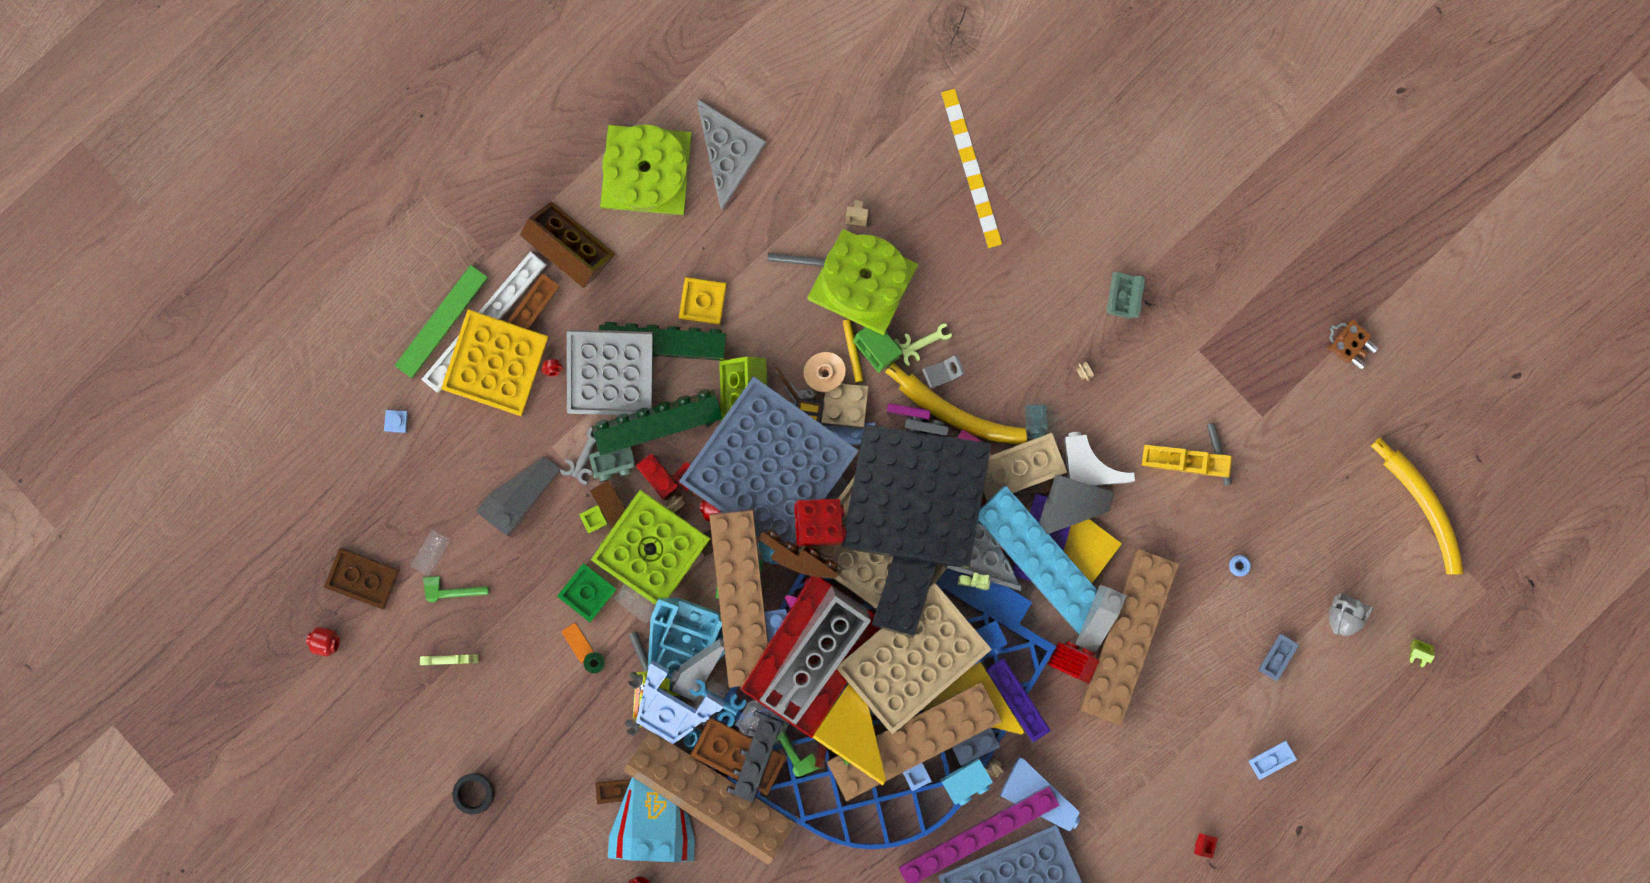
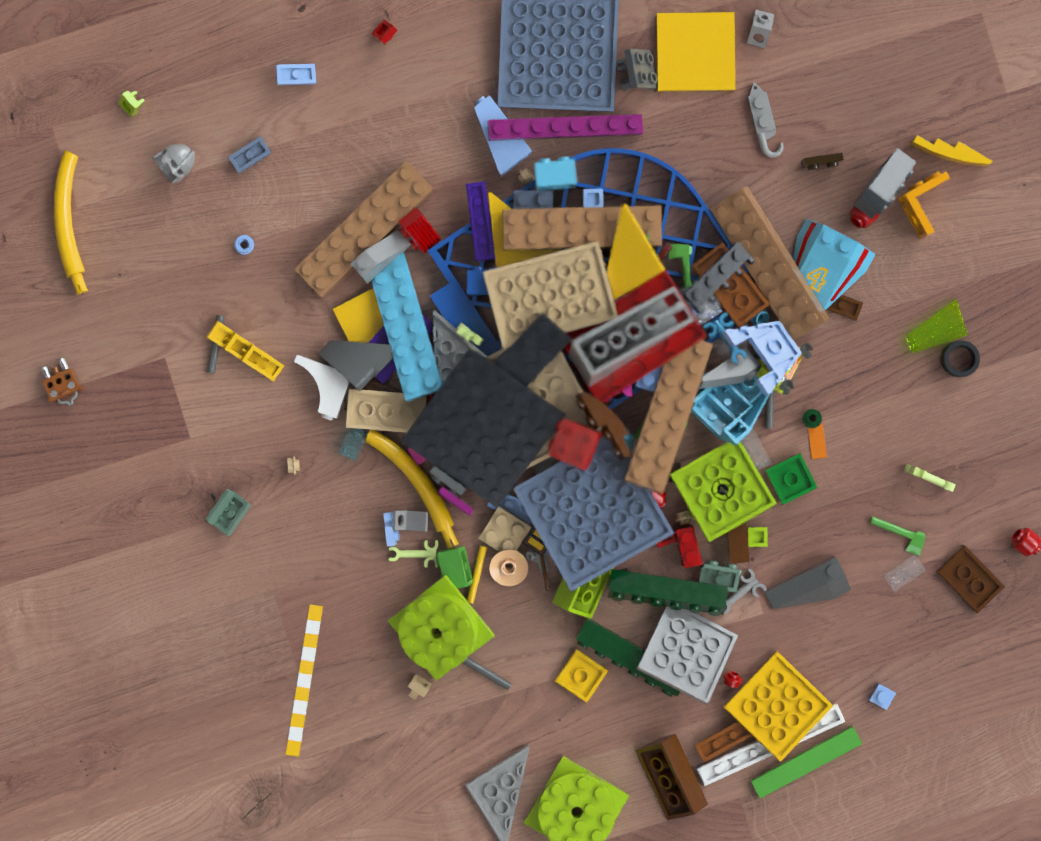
camera: 160 degrees left, 5 degrees up
(508, 814) = (938, 329): none -> clear neon green wing
(953, 348) = (392, 536): none -> light blue plate

